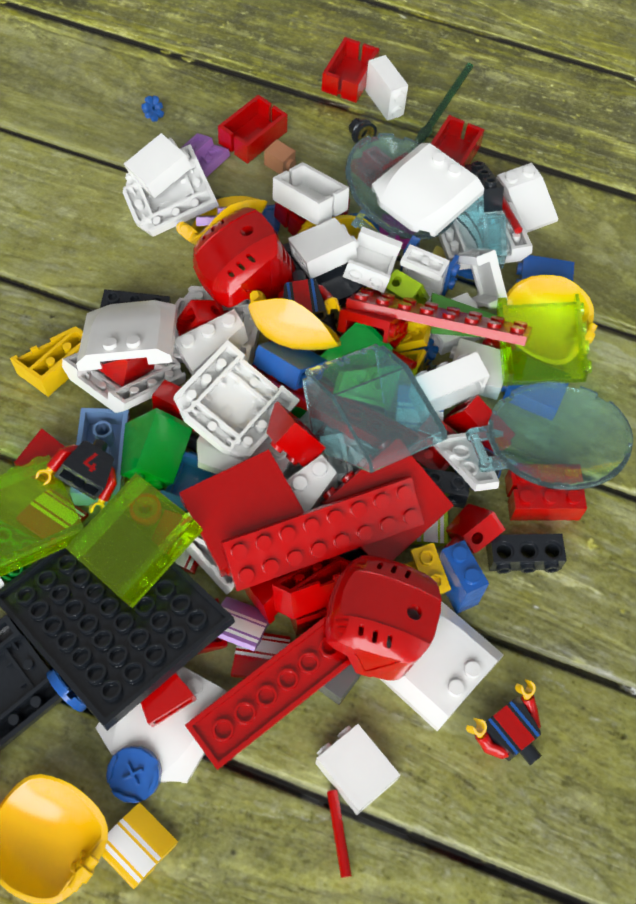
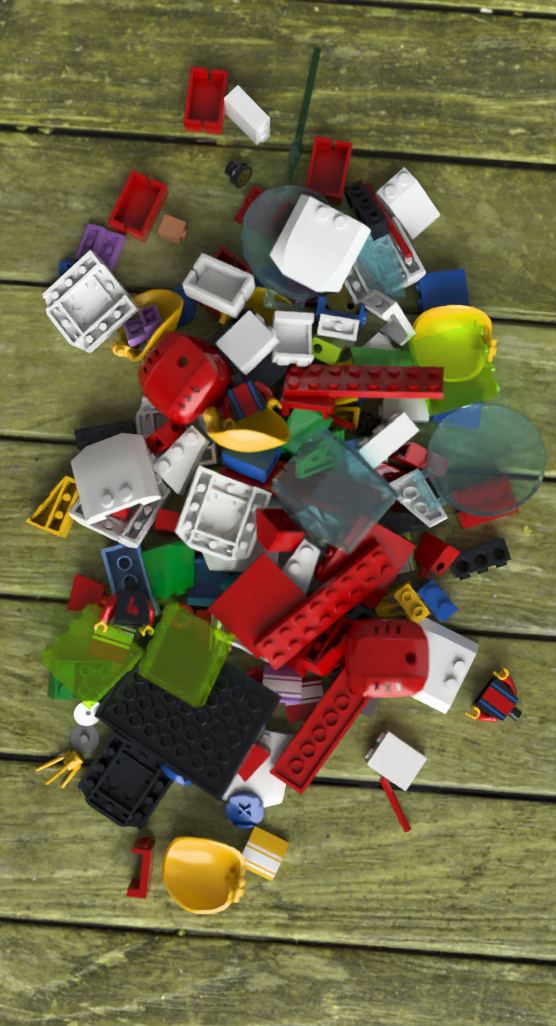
camera: 10 degrees left, 25 degrees up
(152, 108) = (37, 209): blue plant -> none
(158, 165) = (71, 284): white brick -> none

